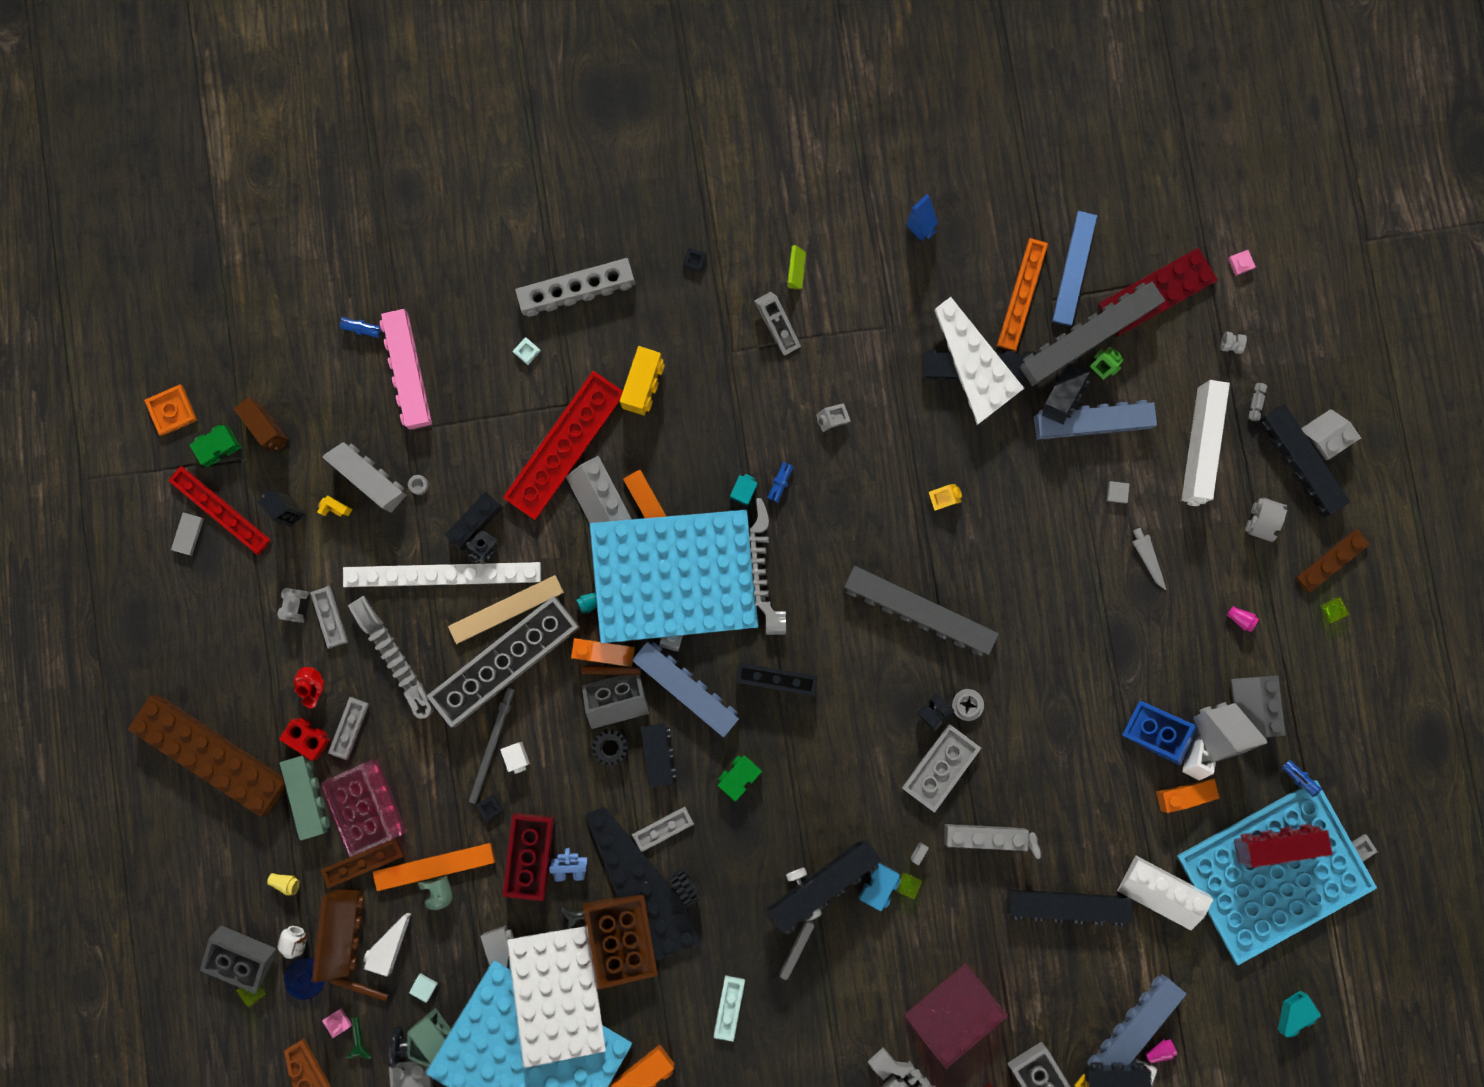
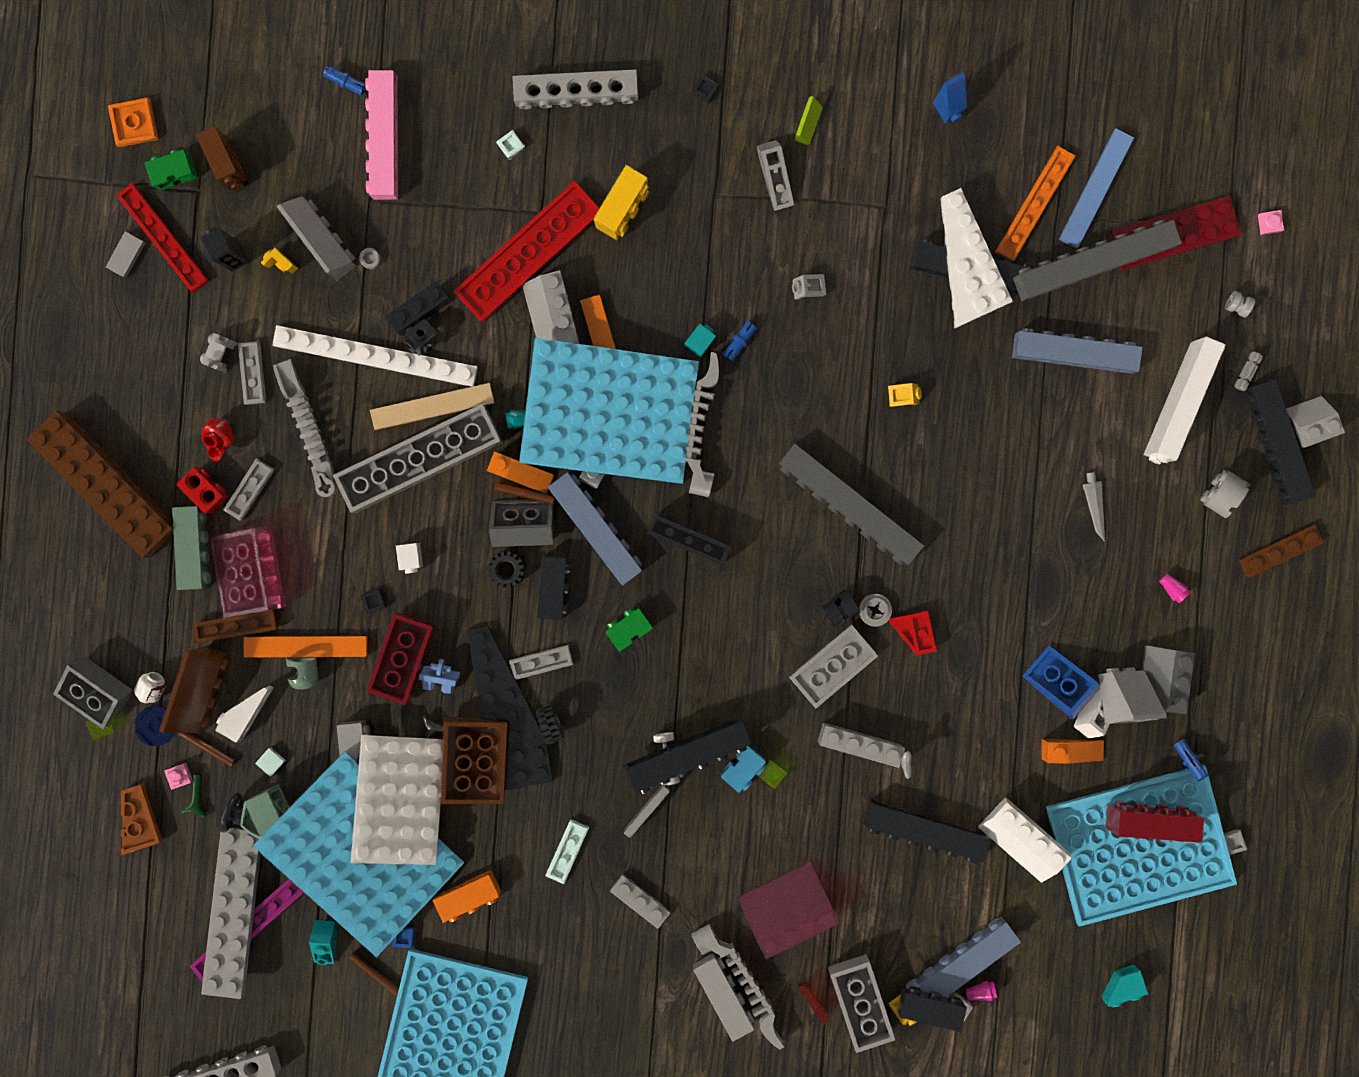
camera: 15 degrees right, 5 degrees up
(284, 883) = (154, 629): light yellow cone -> none
(504, 708) = (408, 506): dark grey bar -> none
(811, 1041) = (640, 901): none -> light grey plate
(919, 853) = (790, 745): light grey tile -> none
(1011, 716) = (916, 631): none -> red wing
(1066, 394) = (1054, 317): black brick -> none
(1107, 362) = (1104, 294): bright green brick -> none
(1118, 492) = (1081, 431): light grey tile -> none
(1334, 610) = (1269, 600): clear neon green plate -> none

